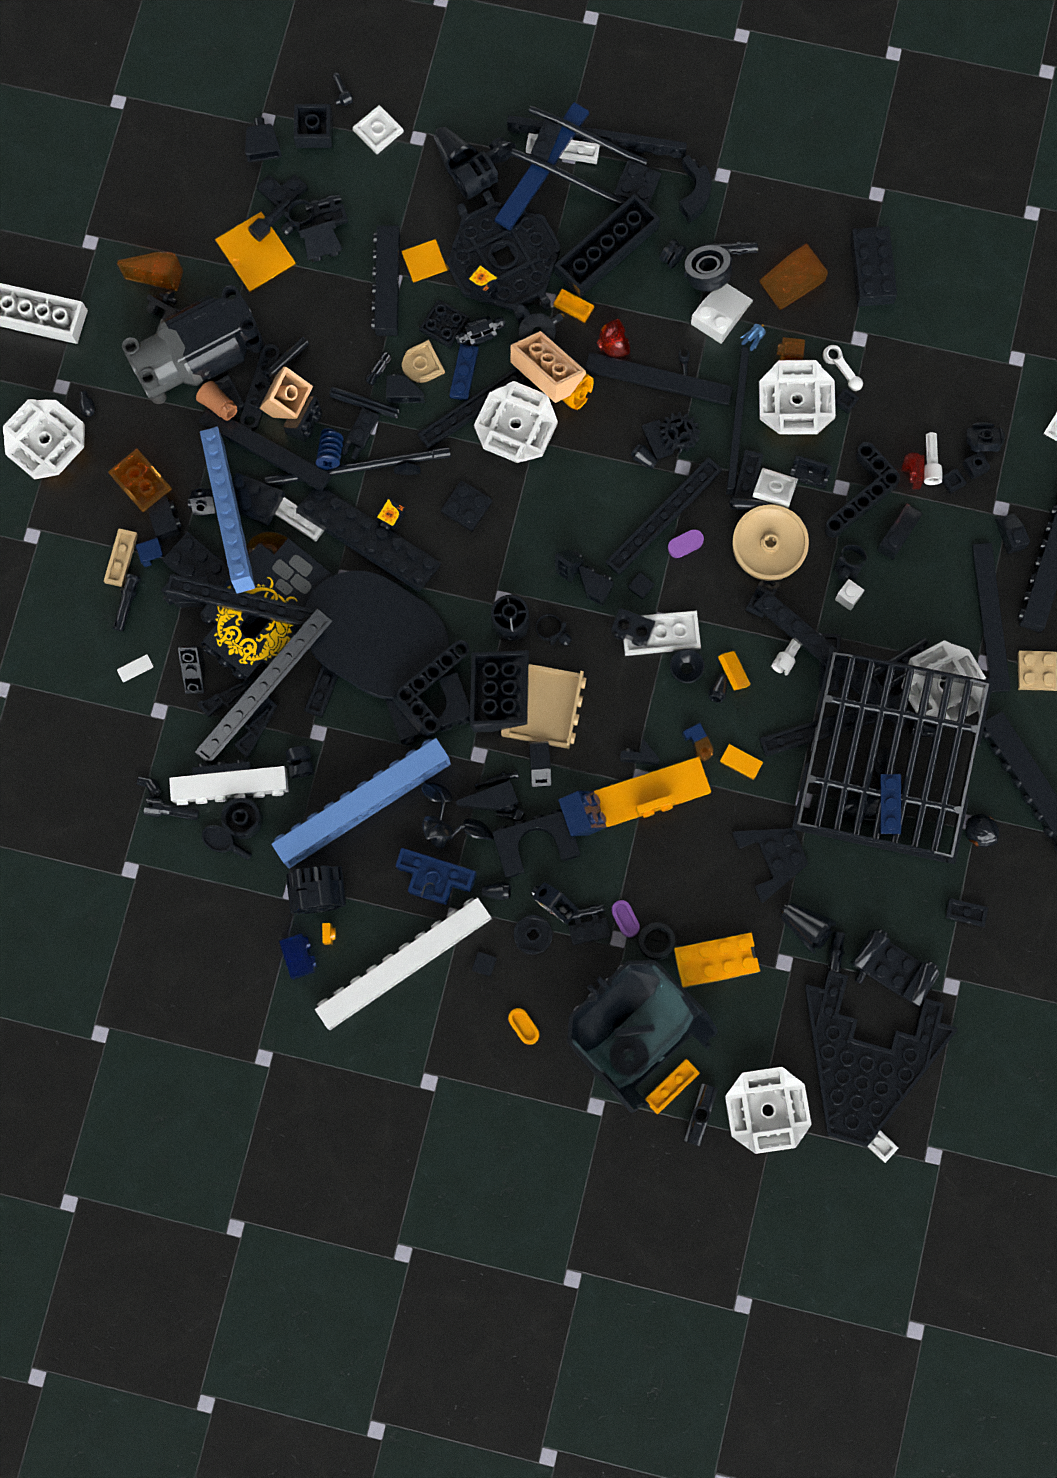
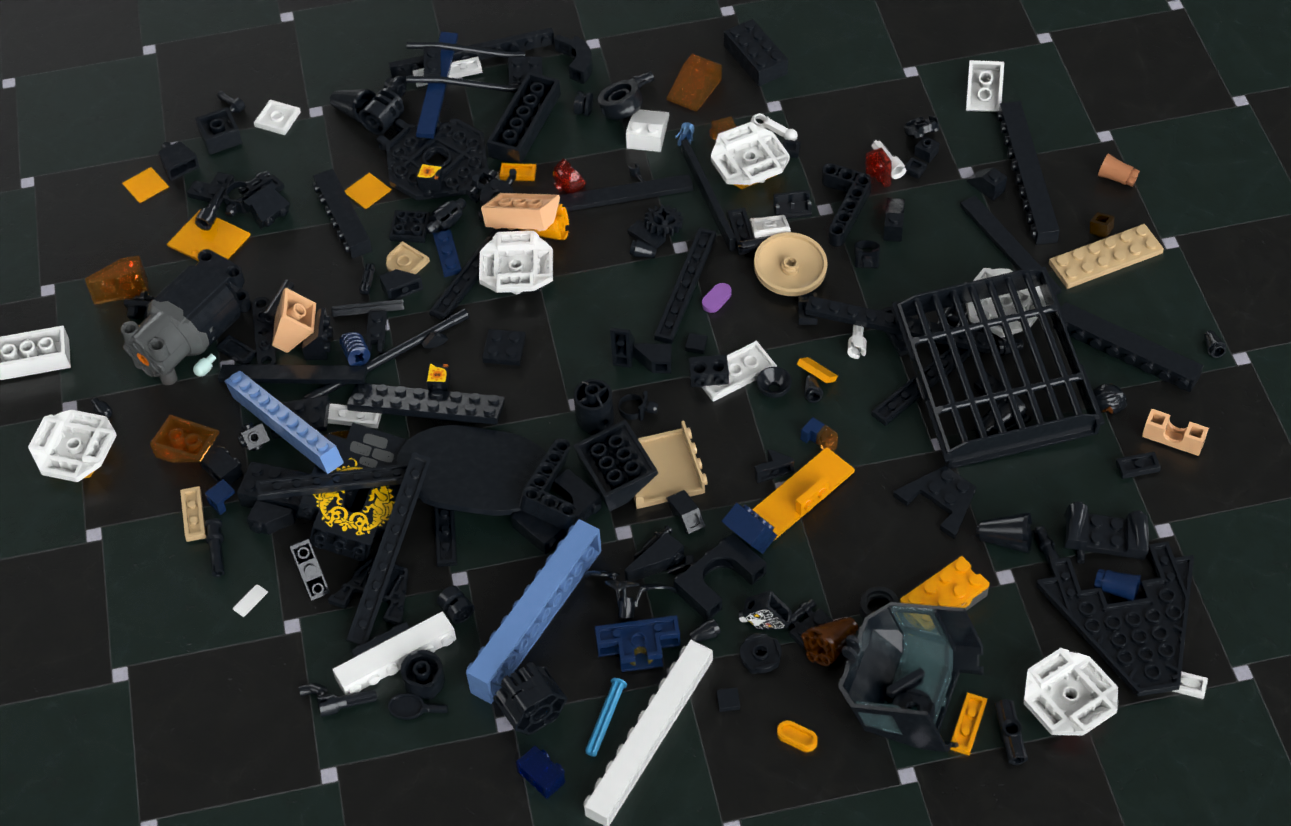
camera: 30 degrees left, 25 degrees down
(189, 400) = (204, 365): none -> light aqua cylinder
(216, 400) = (228, 354): nougat plant -> none
(223, 156) = (145, 185): none -> light orange piece
(329, 933) = (561, 738): light orange plate -> none
(374, 930) = (605, 716): none -> dark azure axle
(596, 954) = (827, 640): none -> reddish brown cone
(625, 918) = (838, 603): medium lavender tile -> none
(741, 762) = (866, 436): light orange tile -> none
(849, 594) = (881, 275): white brick -> none
(874, 1023) = (1118, 583): none -> dark blue plant
(890, 803) = (1020, 395): dark blue plate -> none
(1010, 890) = (1186, 439): none -> light nougat arch

